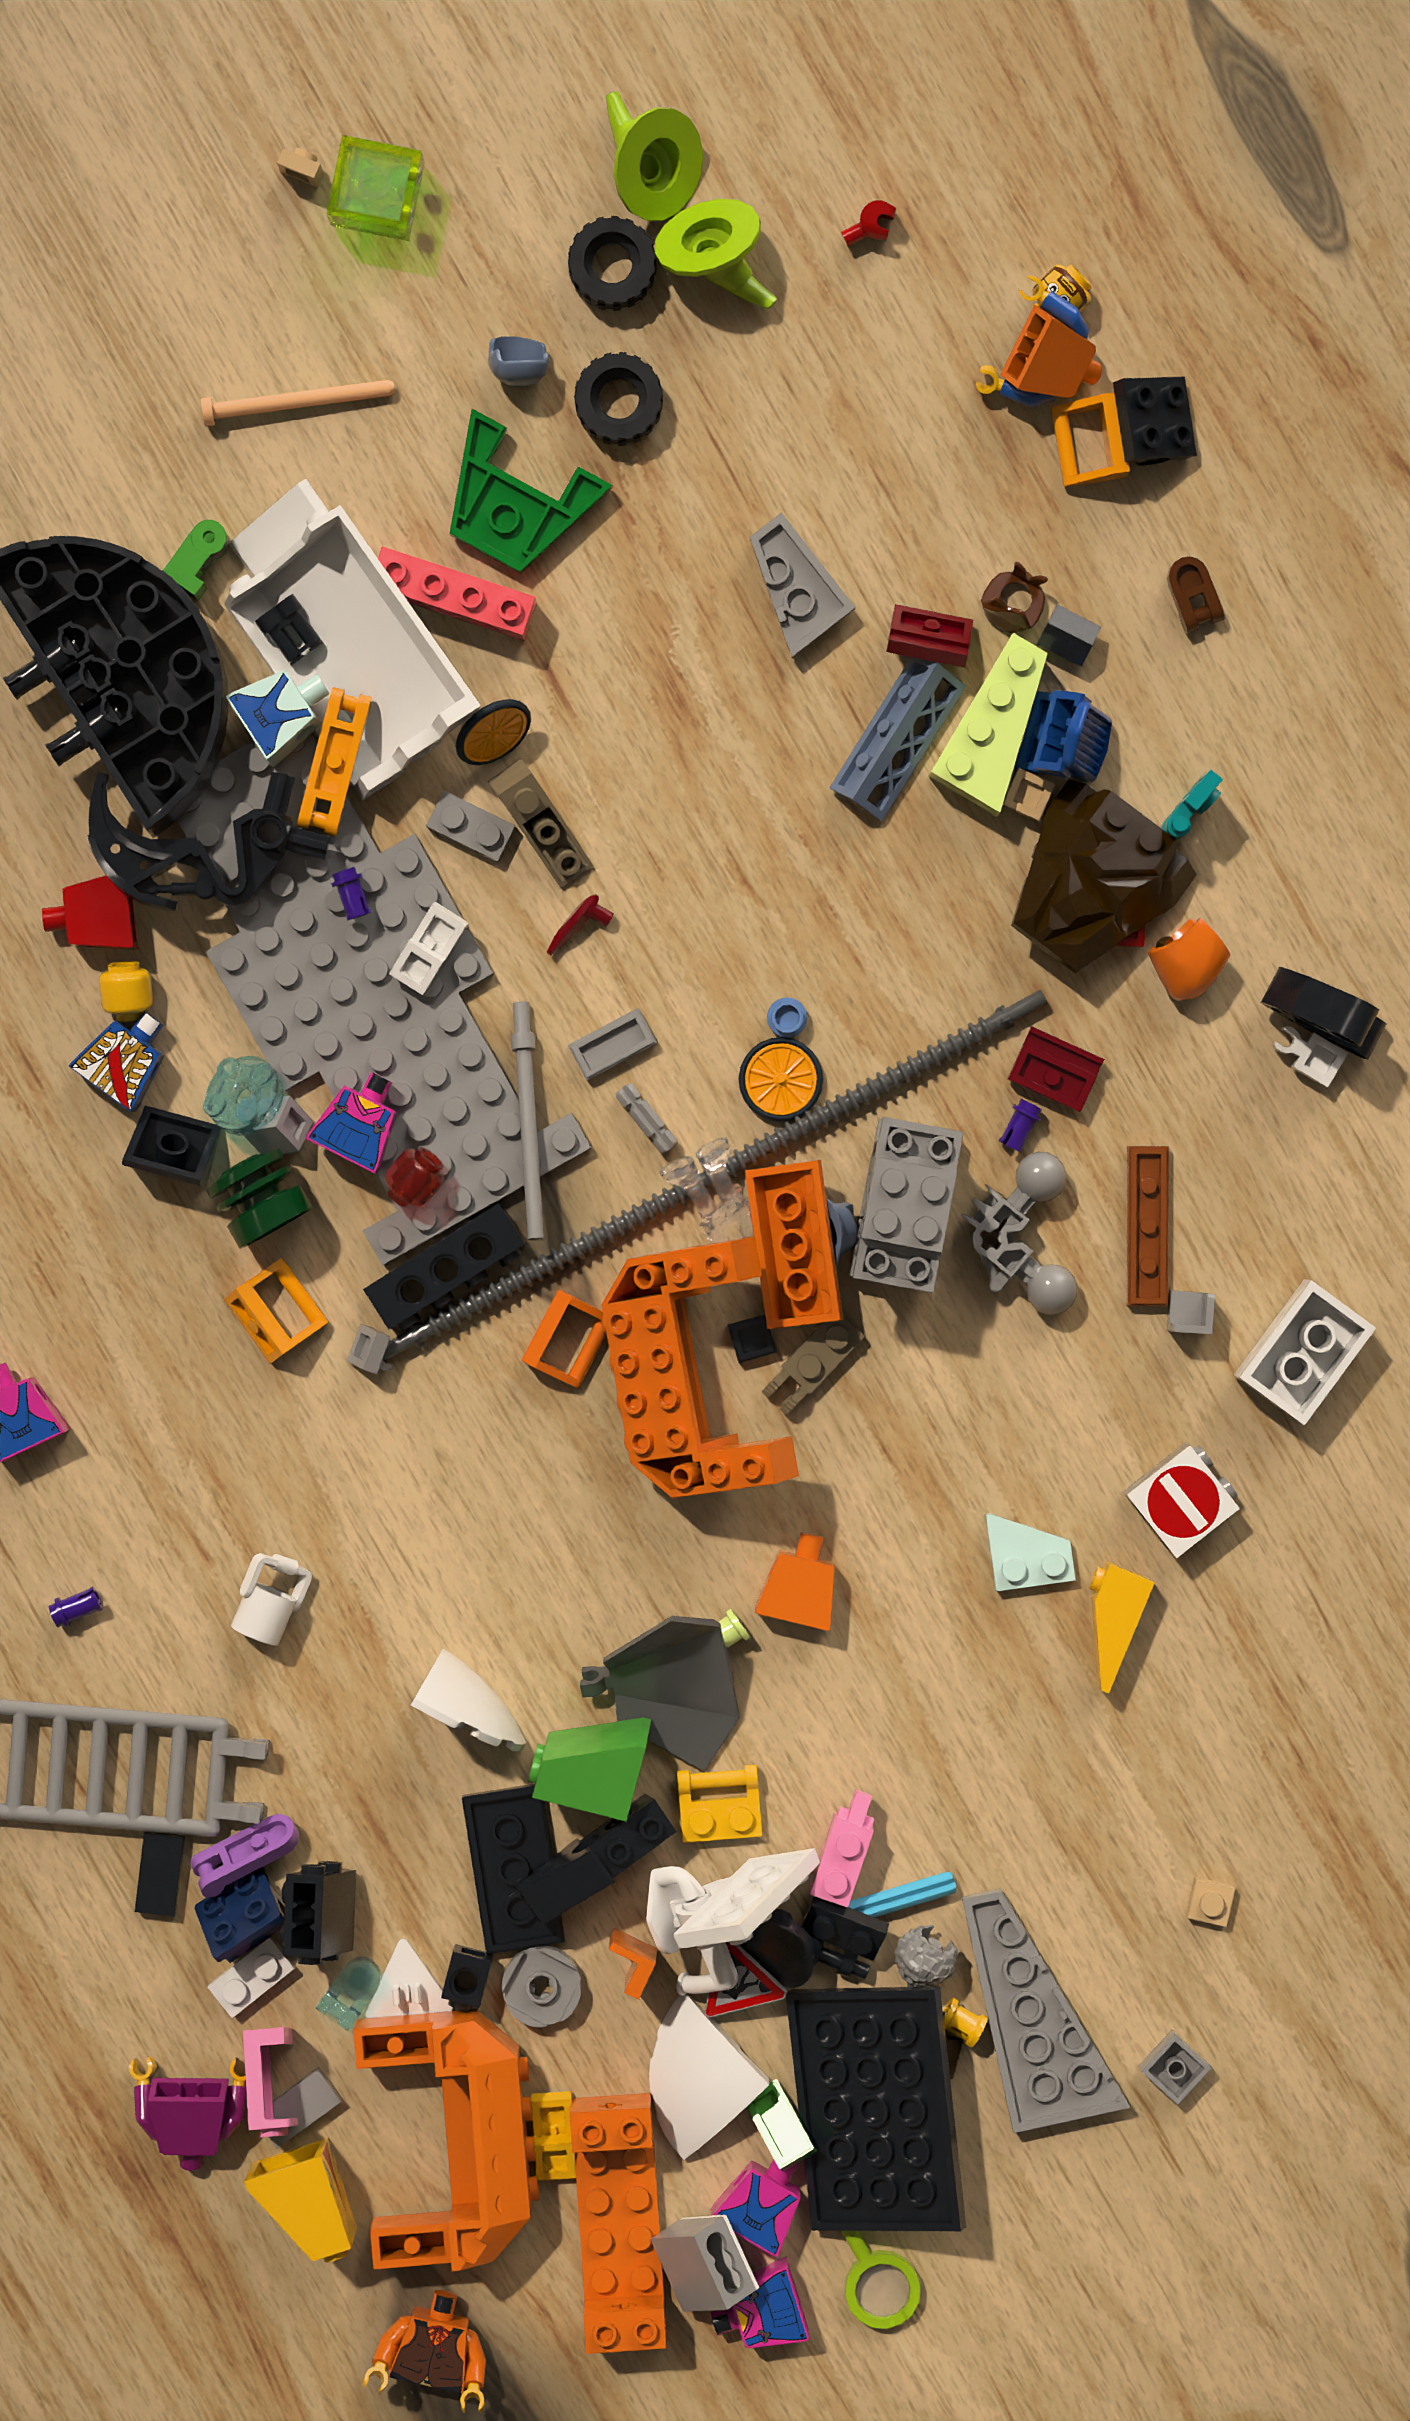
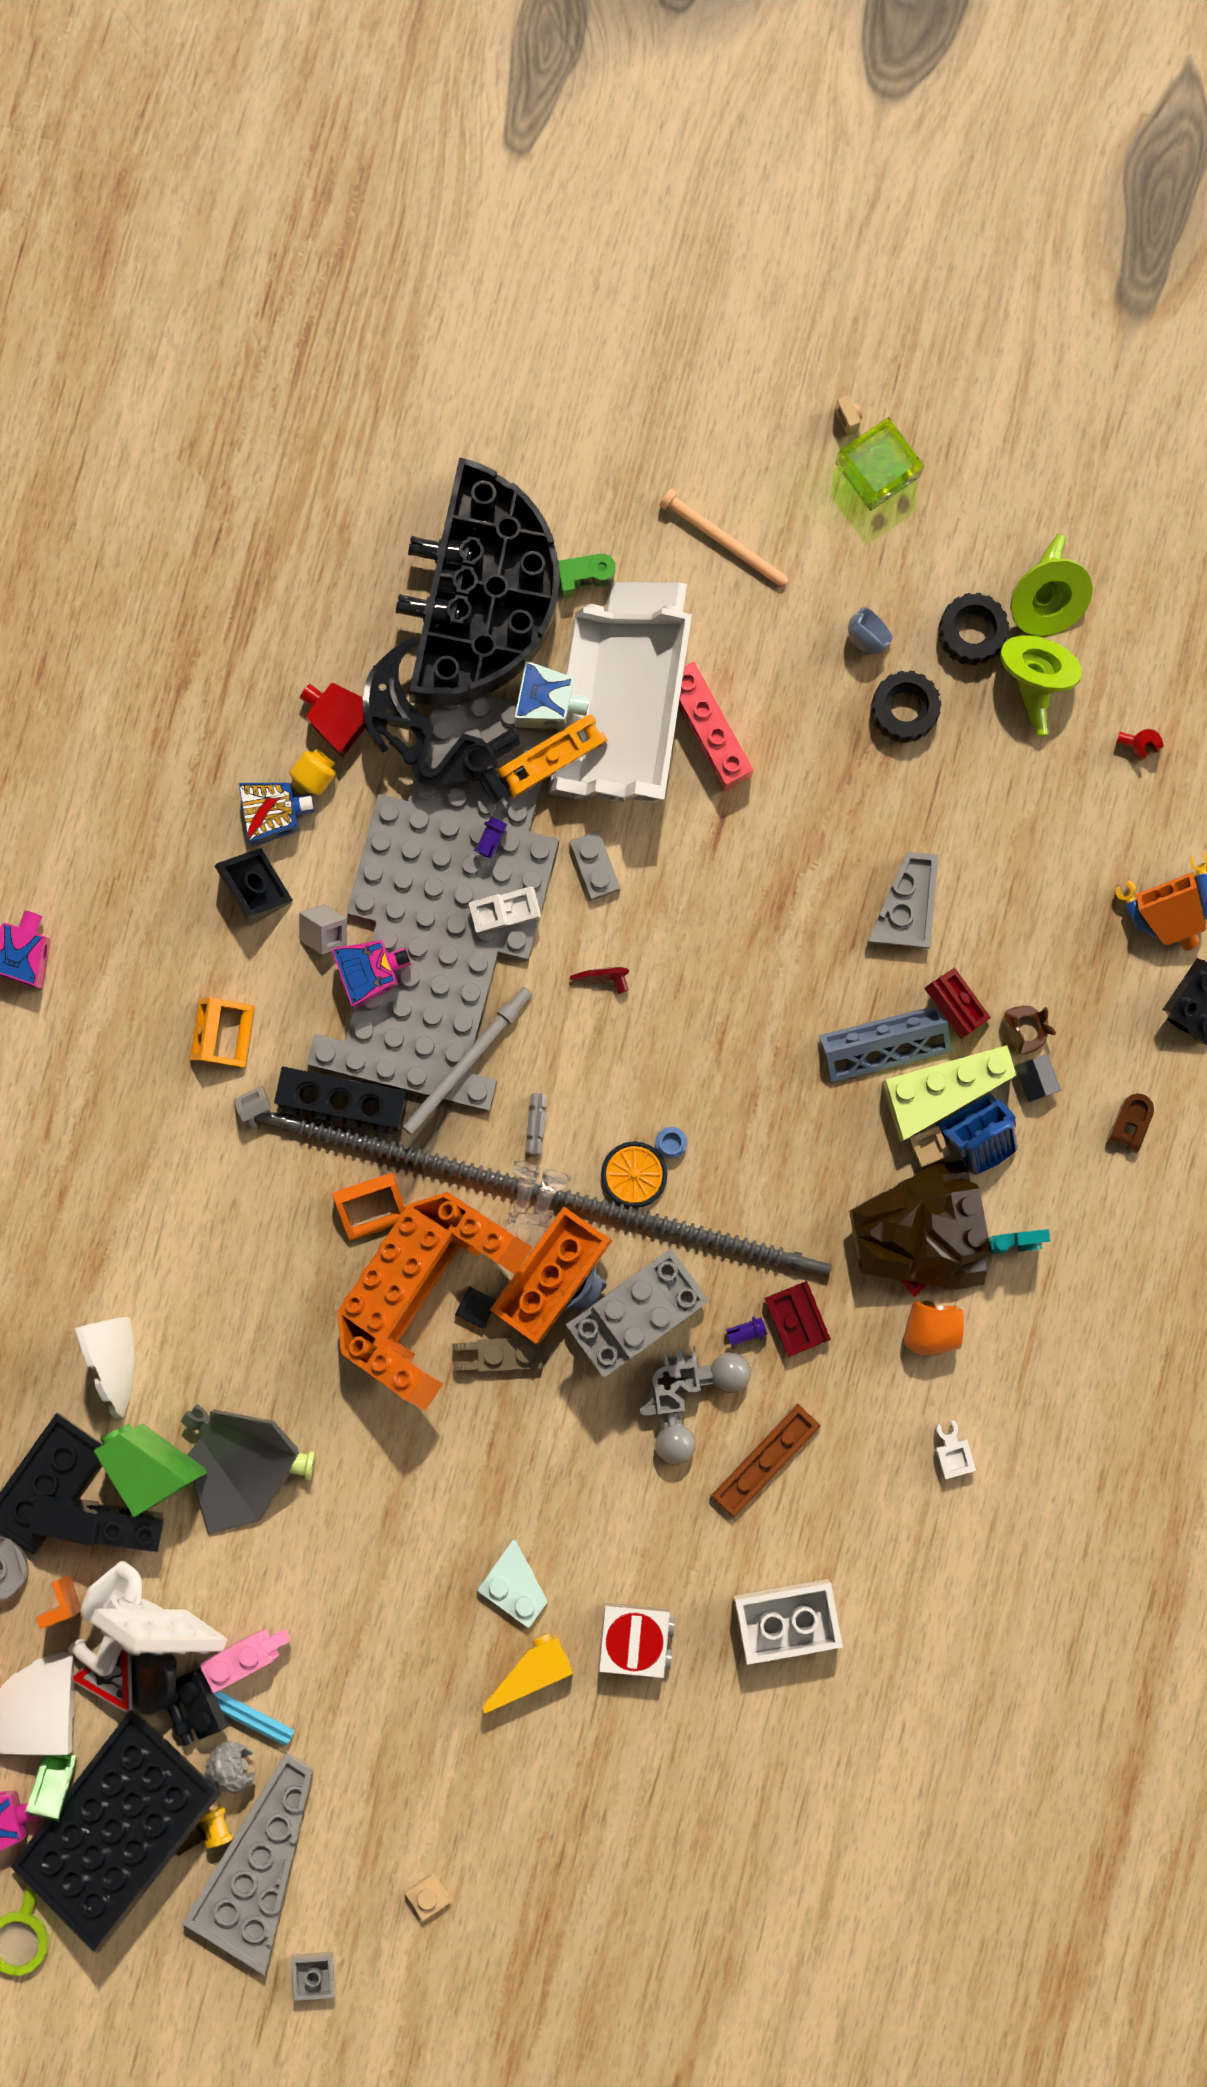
camera: 45 degrees right, 5 degrees down
(228, 1083) = (318, 879): clear light blue plate -> none
(259, 1197) = (273, 958): dark green wheel -> none
(265, 1609) = (50, 1195): white piece -> none
(281, 616) = (600, 648): black piece -> none
(414, 1177) = (372, 1030): clear red head -> none
(493, 732) = (657, 823): light orange wheel -> none
(507, 515) = (780, 710): green wing -> none
(540, 823) = (635, 900): dark tan slope -> none
(612, 1044) = (557, 1063): light grey tile -> none
(721, 1816) = (192, 1568): yellow plate -> none
(799, 1586) = (366, 1477): orange torso -> none
(1107, 408) = (1153, 1009): light orange tile -> none
(1191, 1312) = (743, 1535): light grey panel -> none
(1325, 1011) = (985, 1433): black connector -> none

